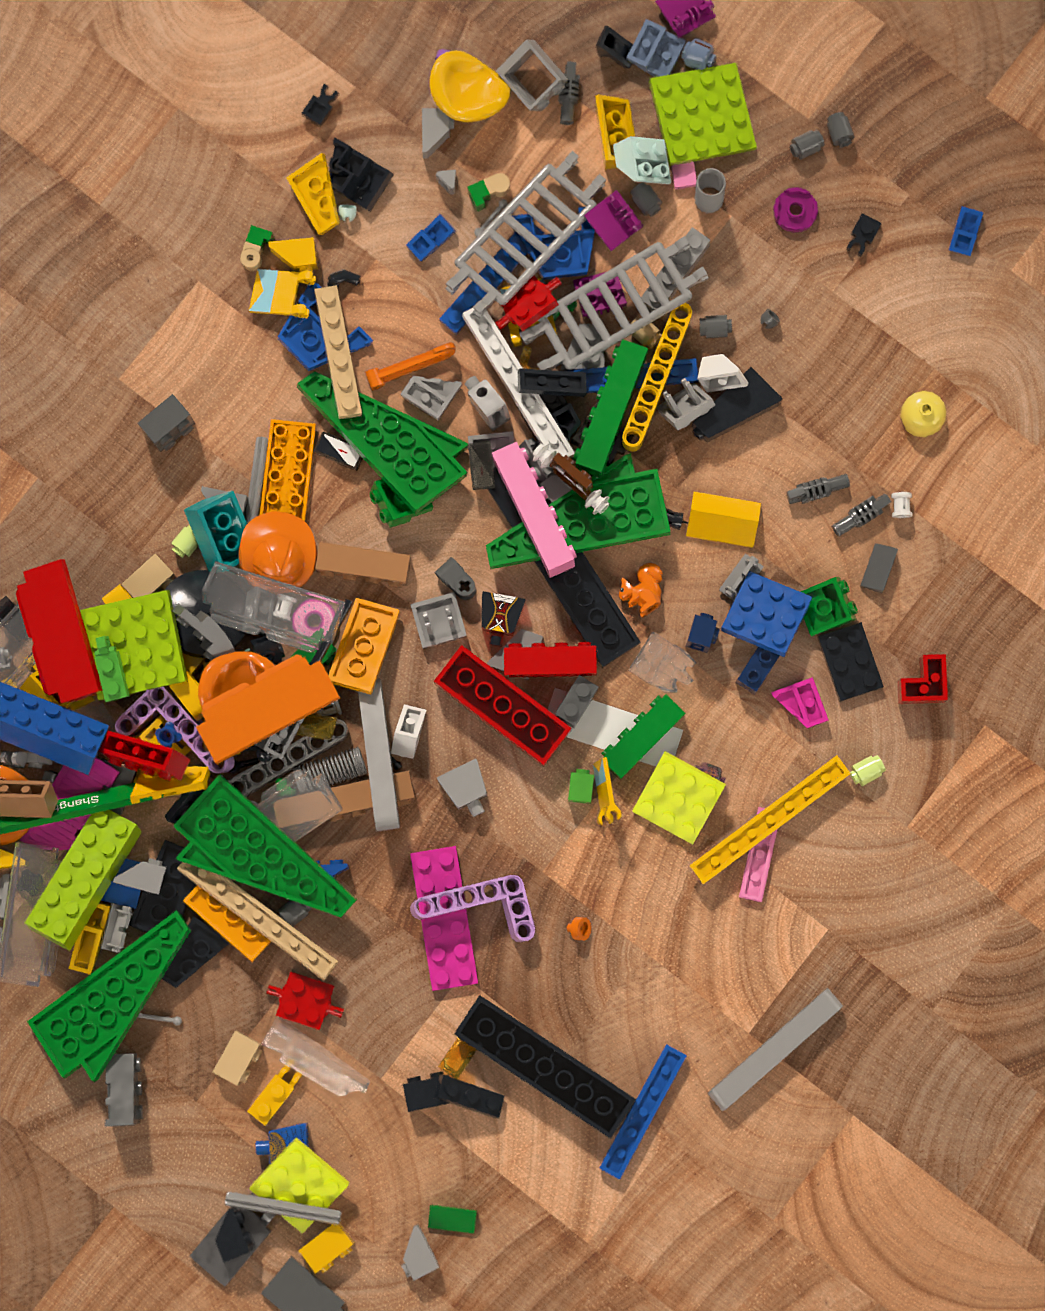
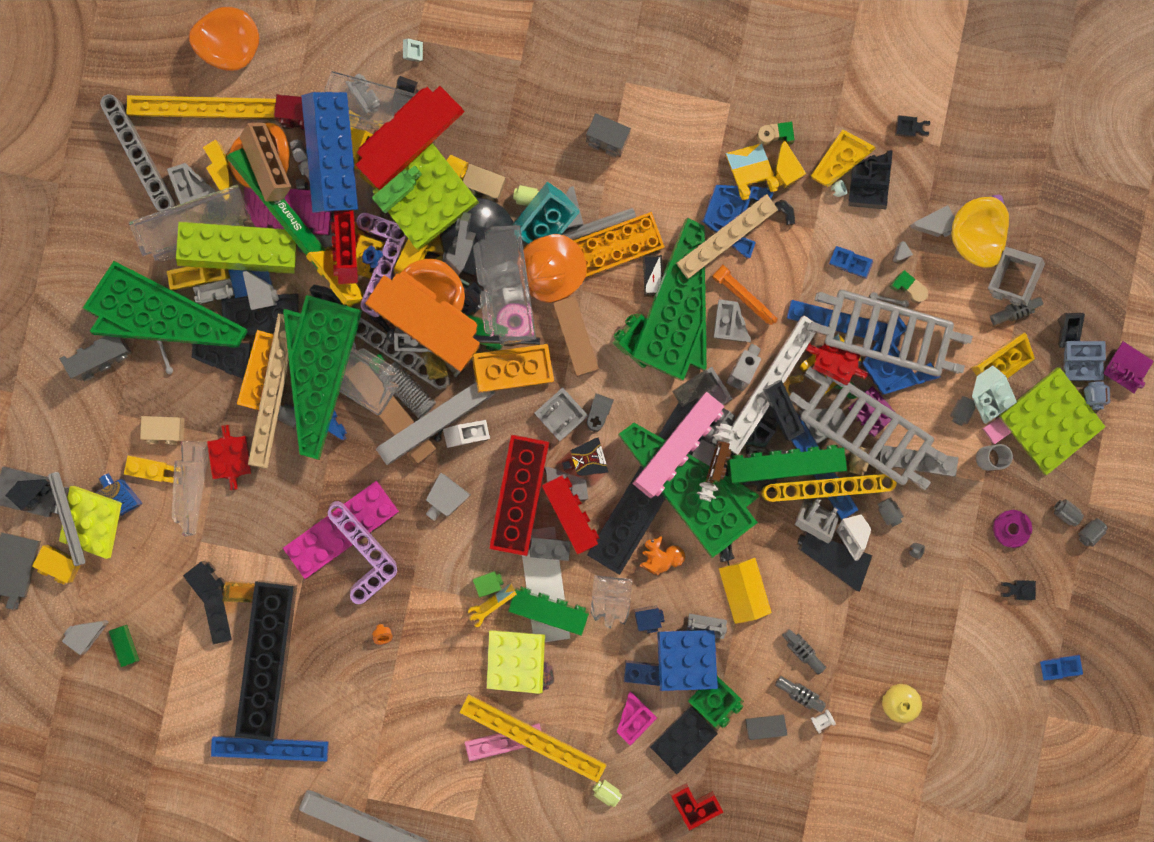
camera: 60 degrees right, 5 degrees up
(613, 220) = (934, 394): magenta hinge -> none

